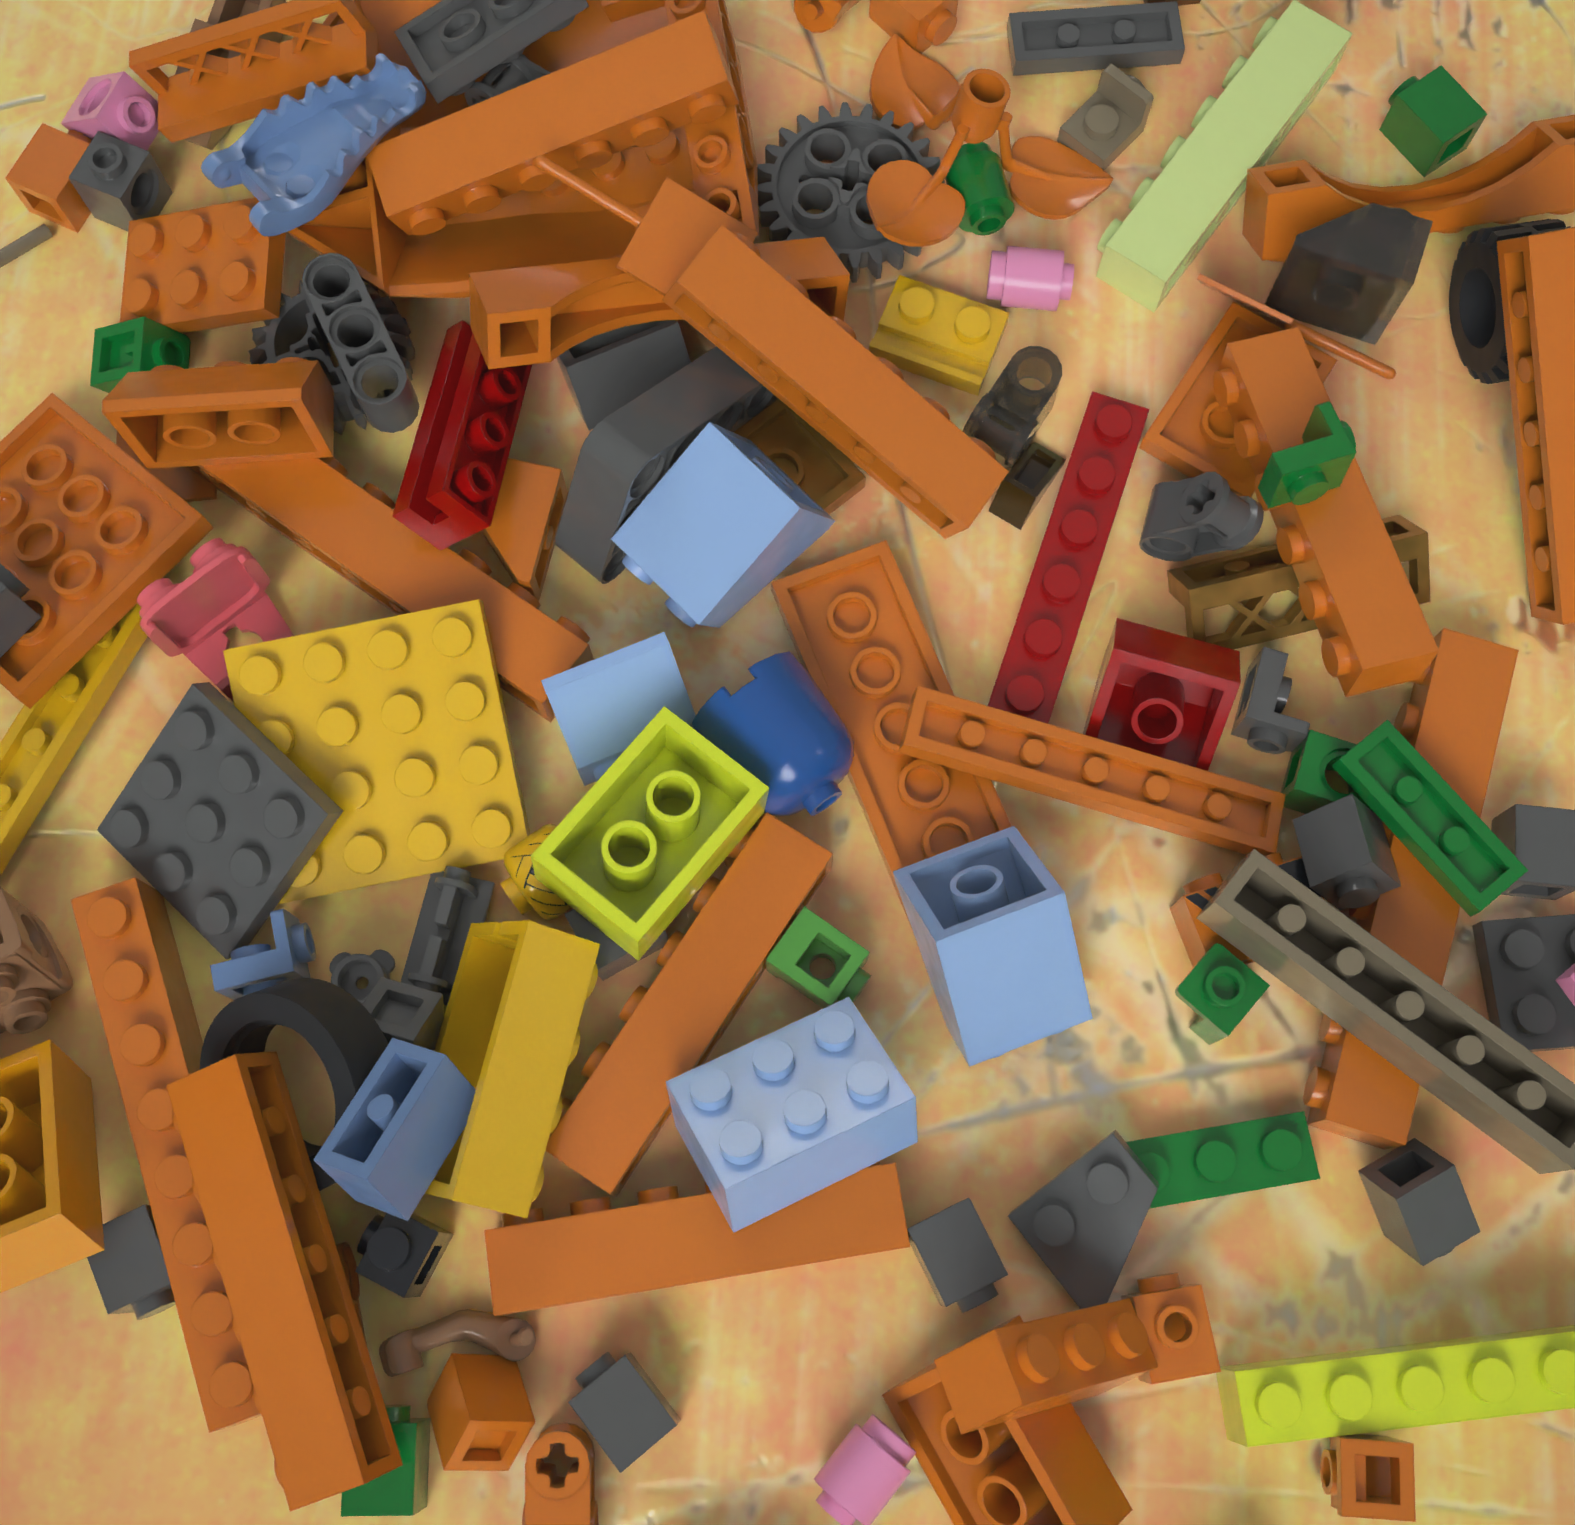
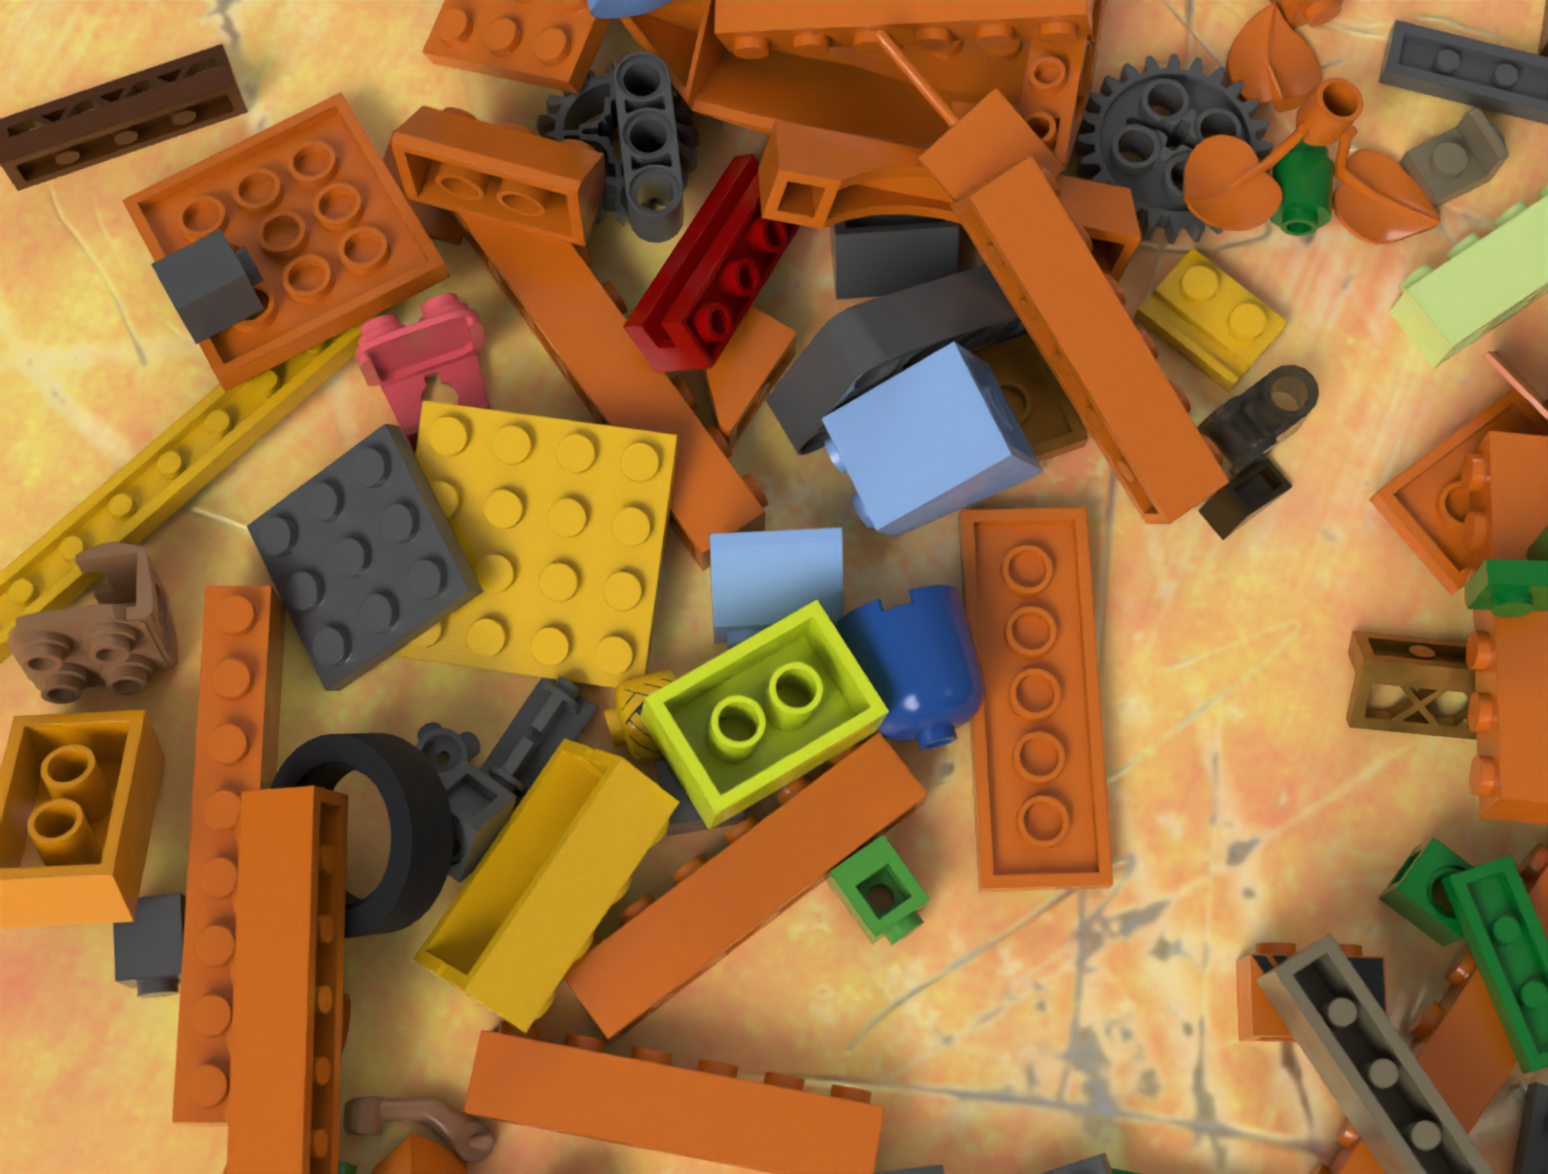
camera: 15 degrees right, 0 degrees up
(135, 347) = (431, 79): green bracket -> none
(260, 967) = (353, 711): medium blue bracket -> none
(398, 1128) = (438, 907): medium blue brick -> none
(401, 1253) = (397, 1021): black brick -> none
(793, 1113) = (805, 1025): light blue brick -> none
(995, 944) = (1052, 935): light blue slope -> none
(1029, 278) = (1320, 294): bright pink brick -> none
(1069, 558) = (1254, 592): red plate -> none
(1092, 773) = (1207, 805): orange plate -> none
(1163, 694) = (1296, 760): red slope -> none
(1198, 518) = (1399, 592): dark grey piece -> none
(1220, 992) = (1252, 1058): green bracket -> none
(1262, 703) = (1402, 785): dark grey bracket -> none
(1346, 853) = (1424, 969): dark grey brick -> none

